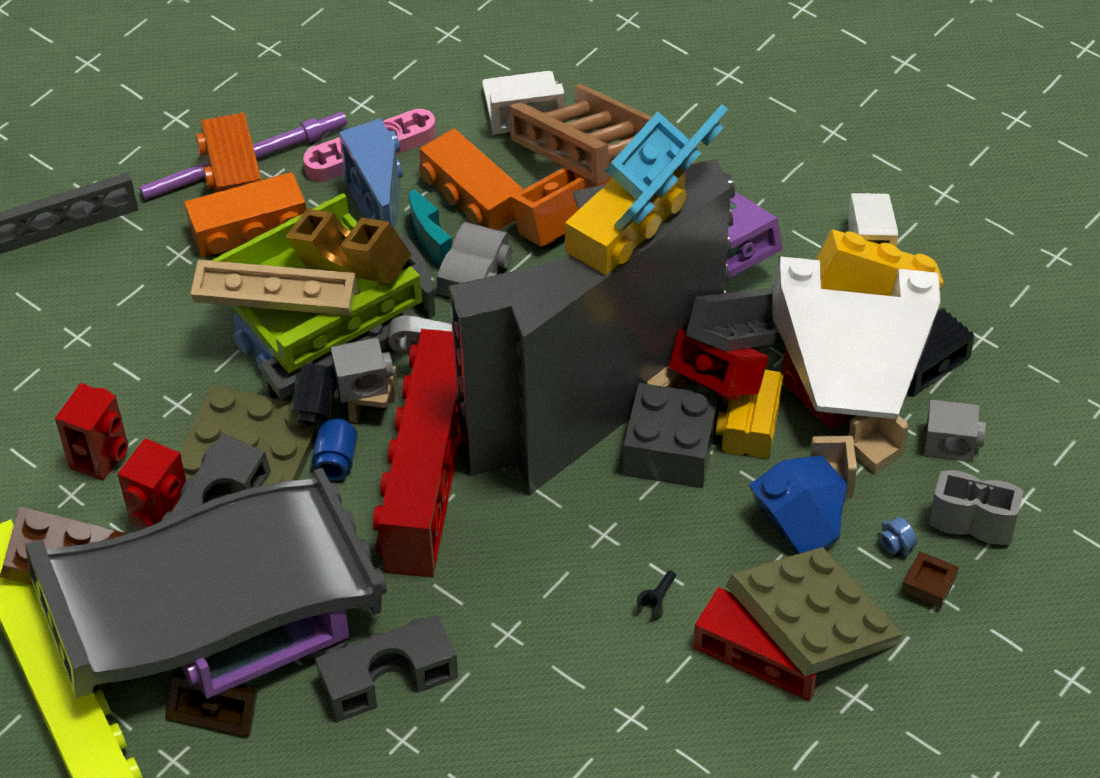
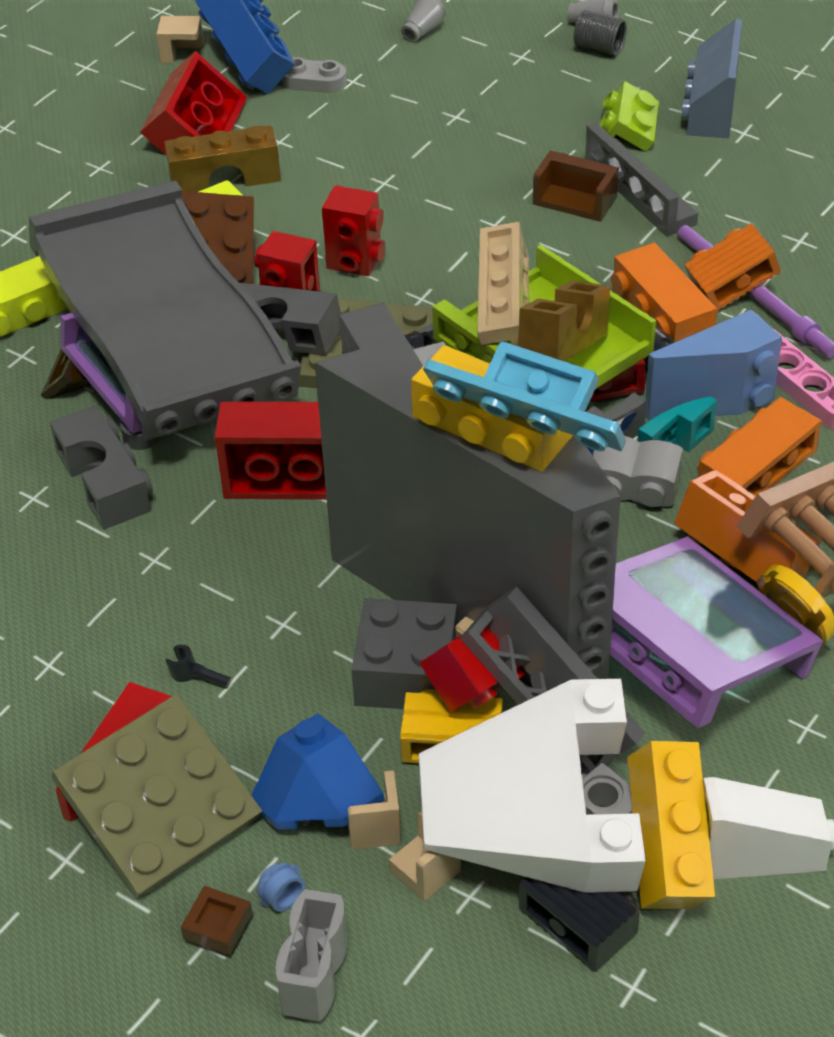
camera: 85 degrees right, 5 degrees down
(54, 258) = (575, 185): none -> reddish brown panel
(953, 430) = (447, 937): light grey brick -> none

